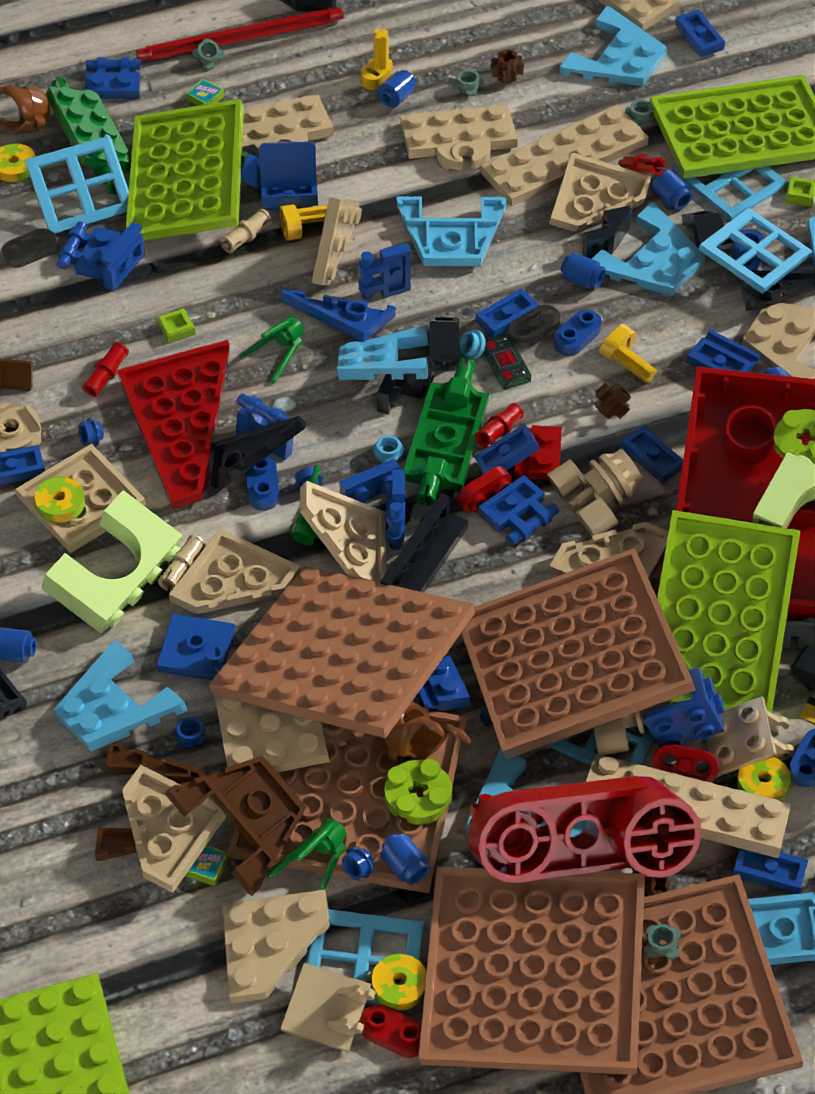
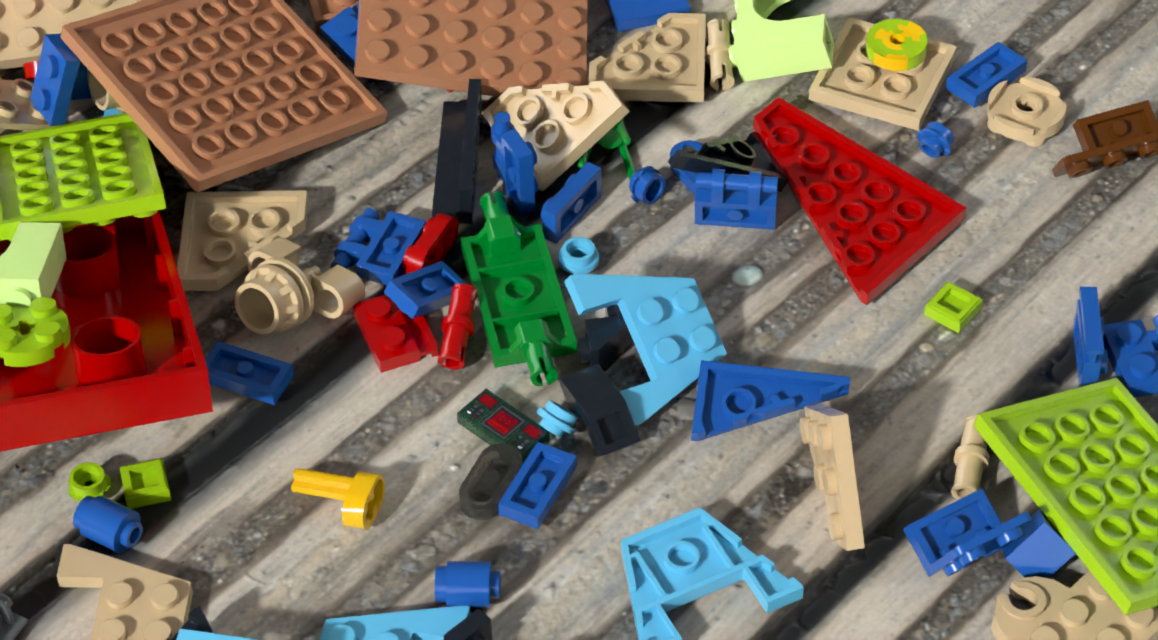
camera: 155 degrees right, 5 degrees down
(105, 369) = (984, 213): red pin -> none
(284, 333) = (805, 341): green plant -> none
(293, 218) = (921, 497): yellow piece -> none
(394, 272) = (726, 439): blue plate -> none
(582, 329) = (431, 503): blue plate -> none
(612, 400) = (328, 409): reddish brown gear -> none
(722, 353) = (207, 539): blue plate -> none

